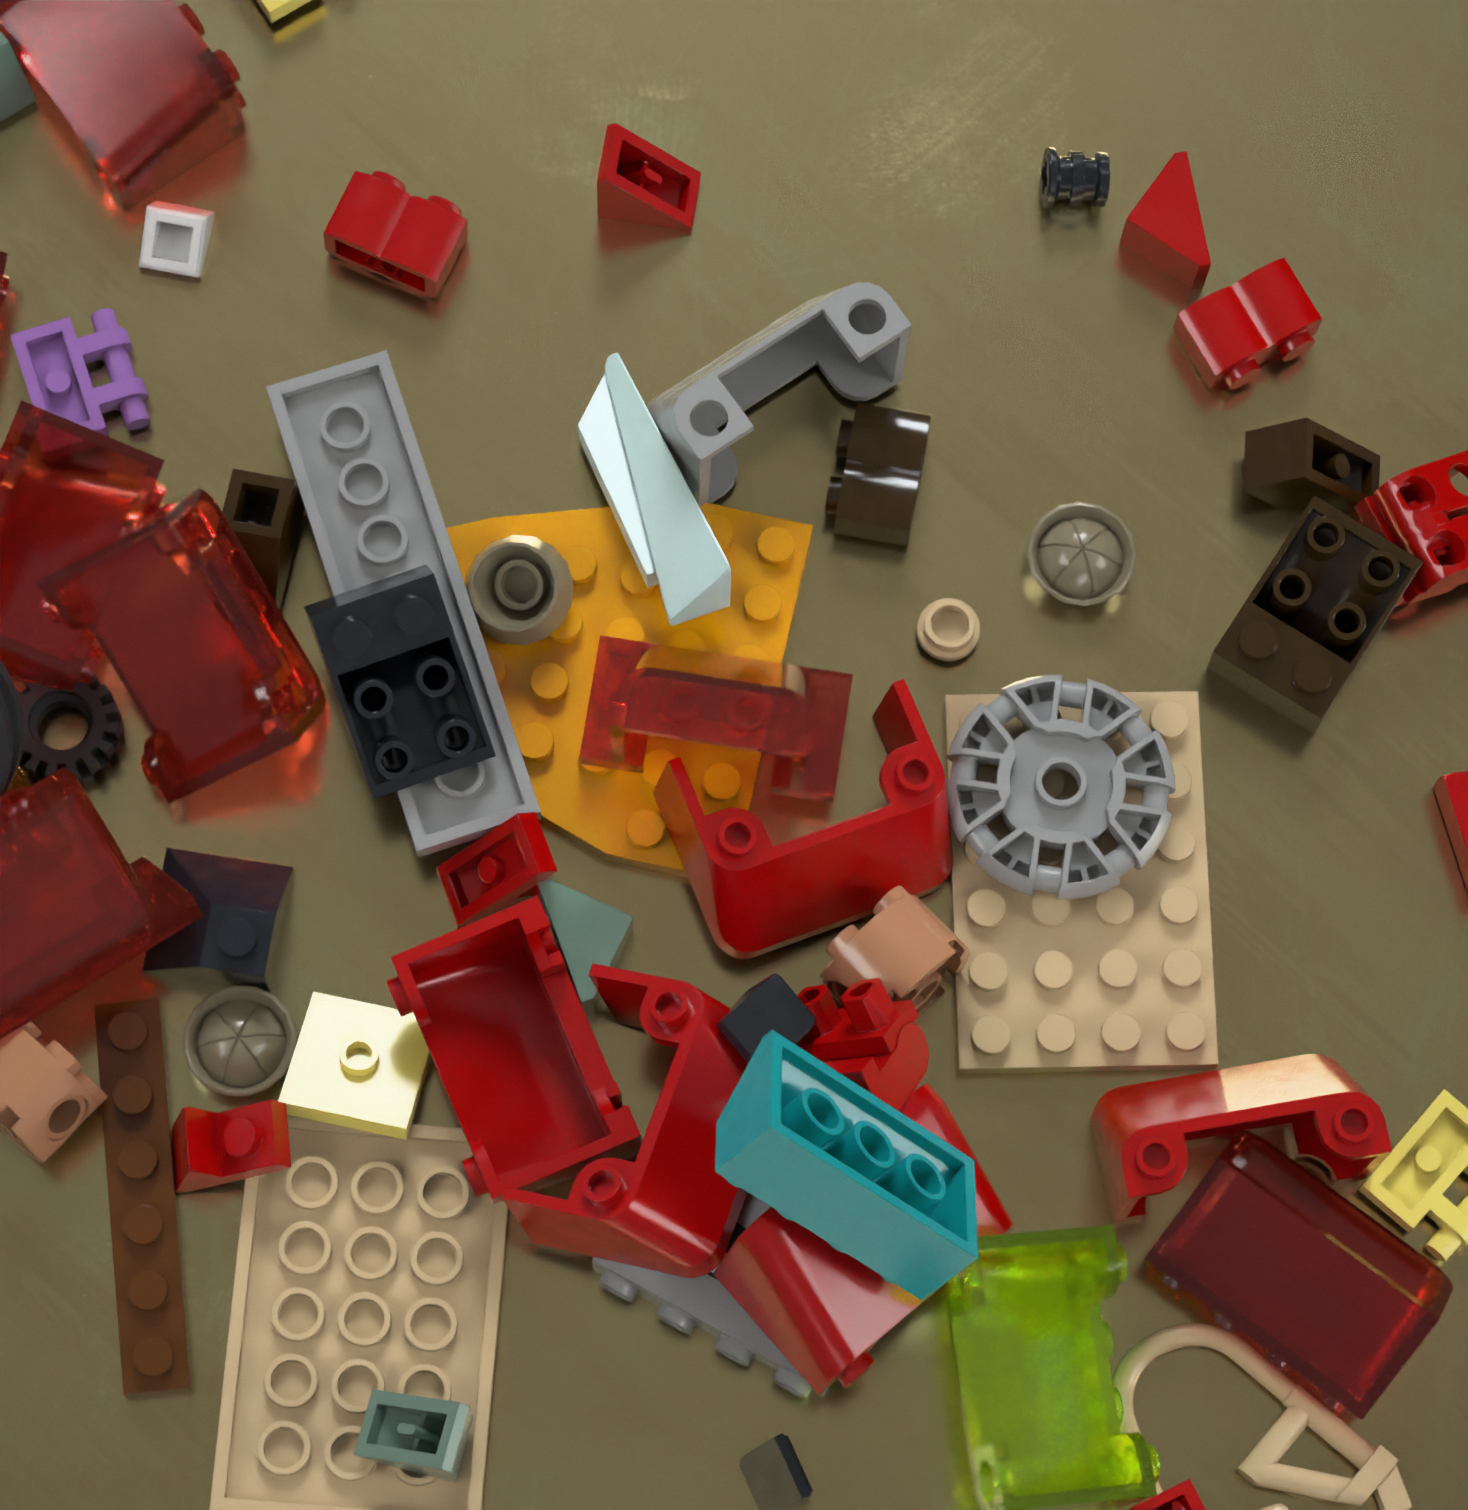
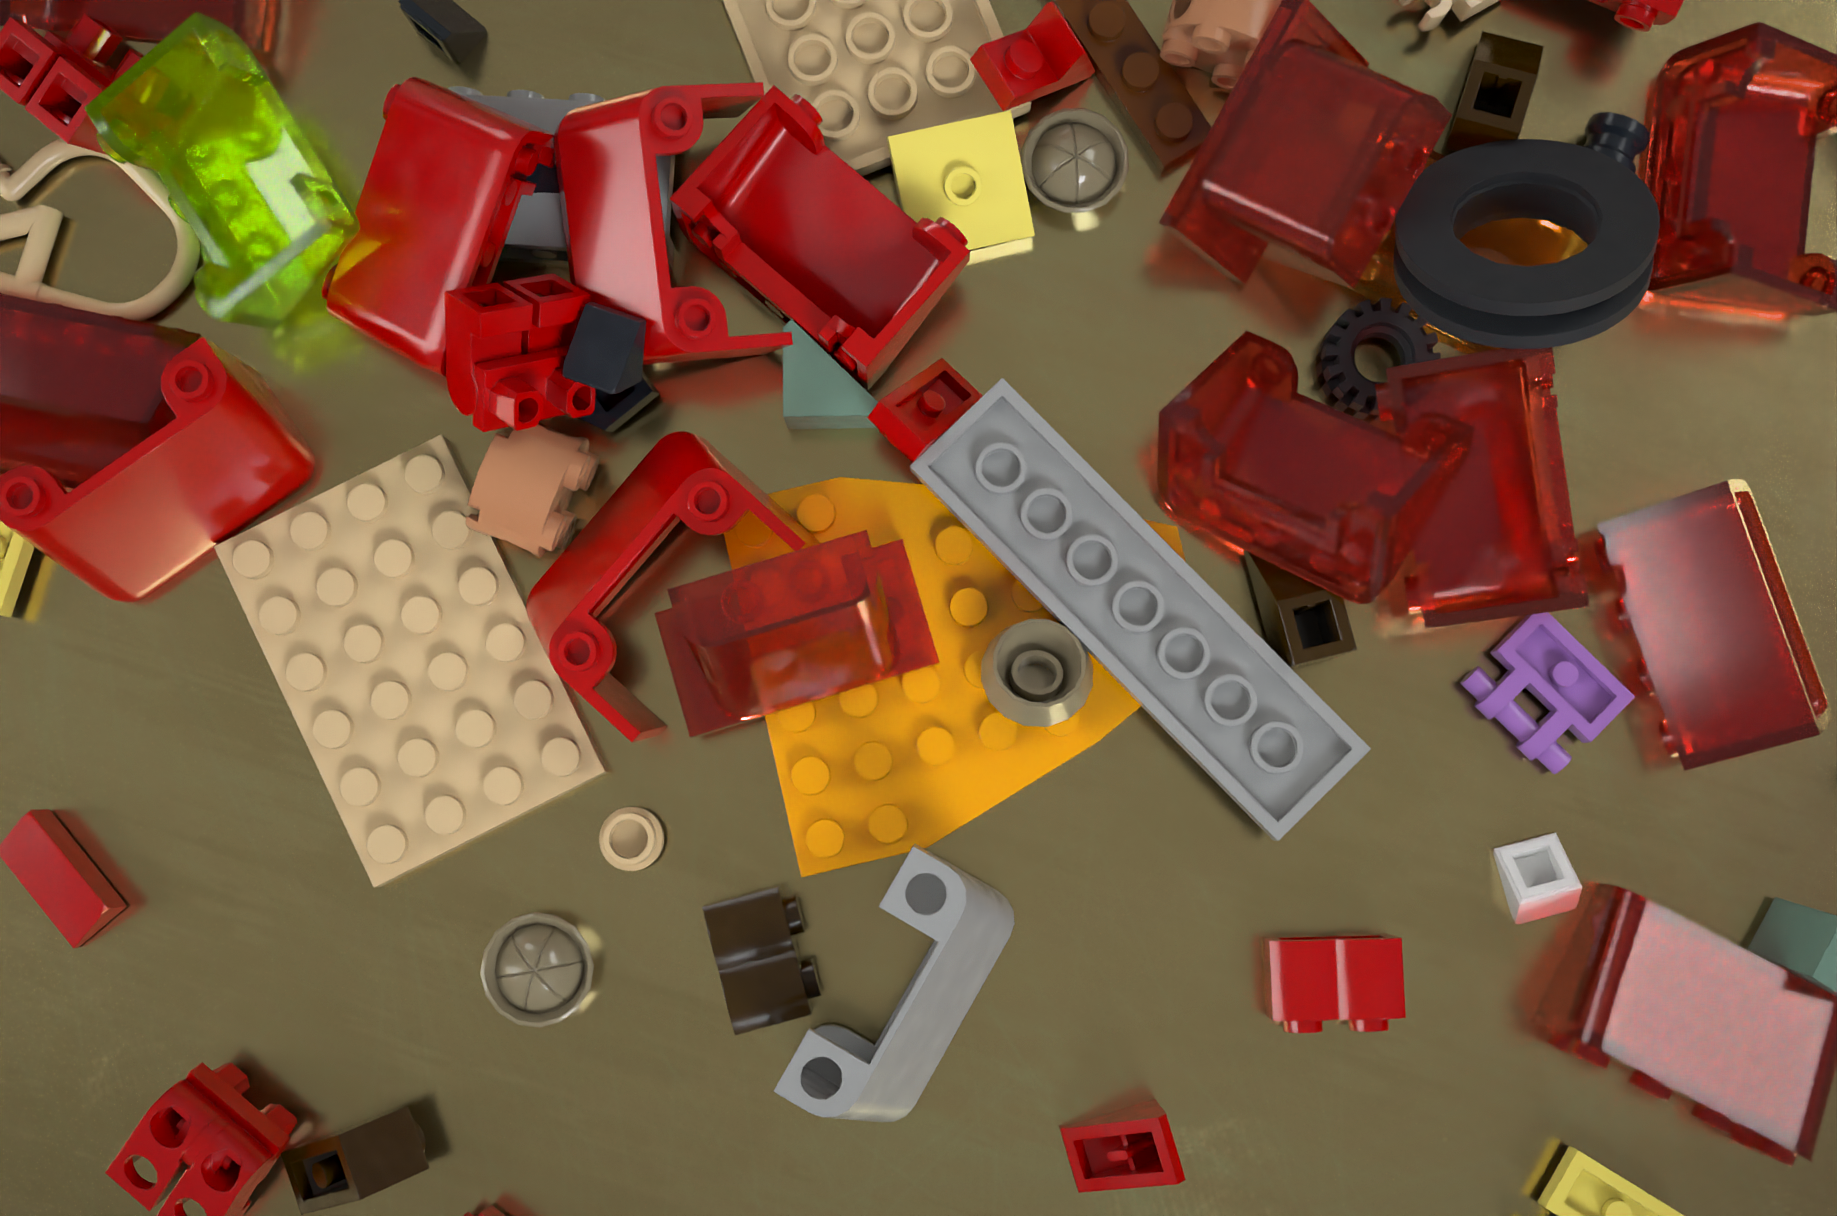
camera: 165 degrees right, 10 degrees up
(240, 923) = (1139, 267): black slope -> none
(400, 680) = (1099, 517): black slope -> none
(652, 500) = (957, 817): light aqua wedge -> none
(849, 1168) = (451, 219): teal slope -> none
(1050, 822) = (491, 732): light grey plate -> none
(1314, 614) = (283, 1009): dark brown slope -> none

